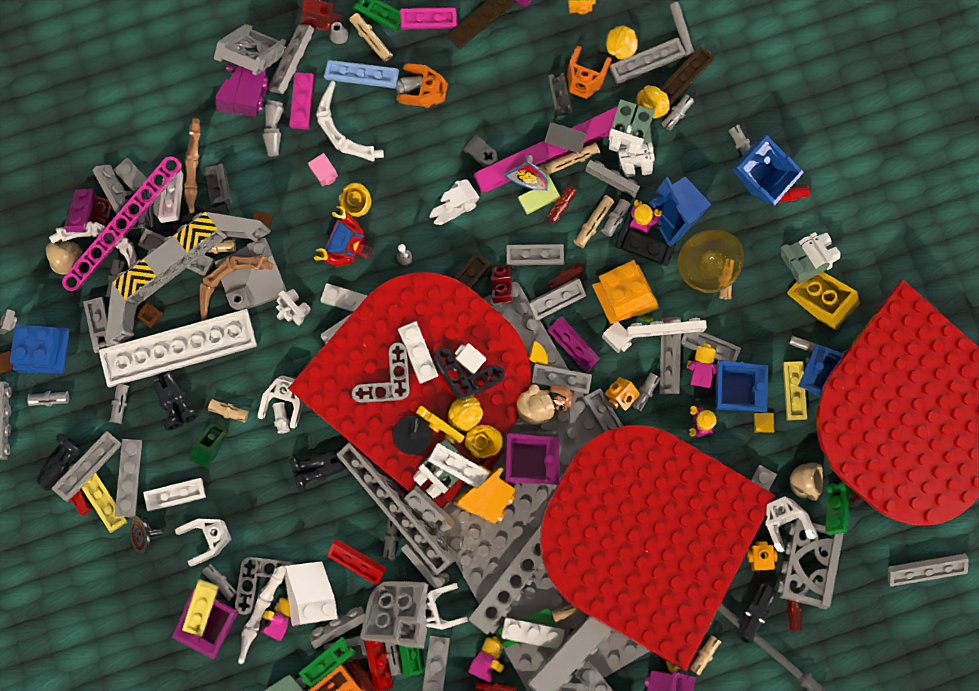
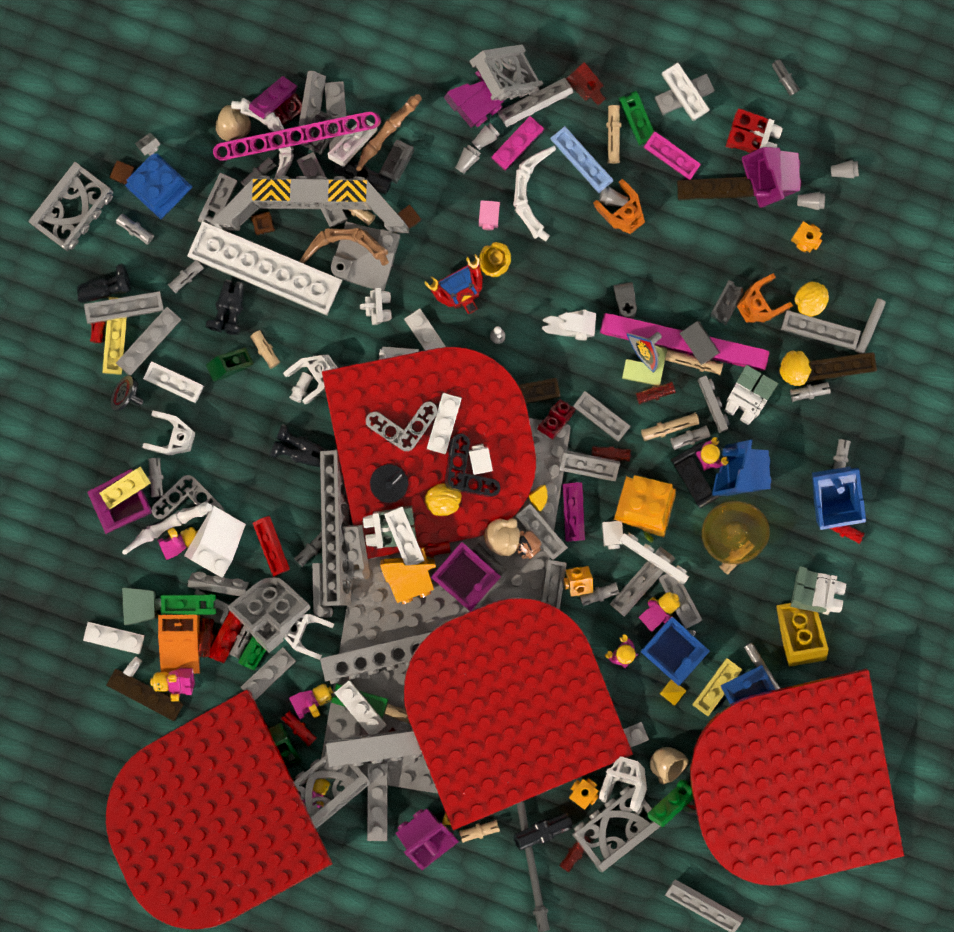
camera: 40 degrees right, 5 degrees up
(338, 33) = (590, 115): light grey cone -> none
(437, 424) = (414, 491): yellow plate -> none
(483, 441) = (440, 532): yellow hair -> none
(630, 134) = (752, 379): sand green hips -> none

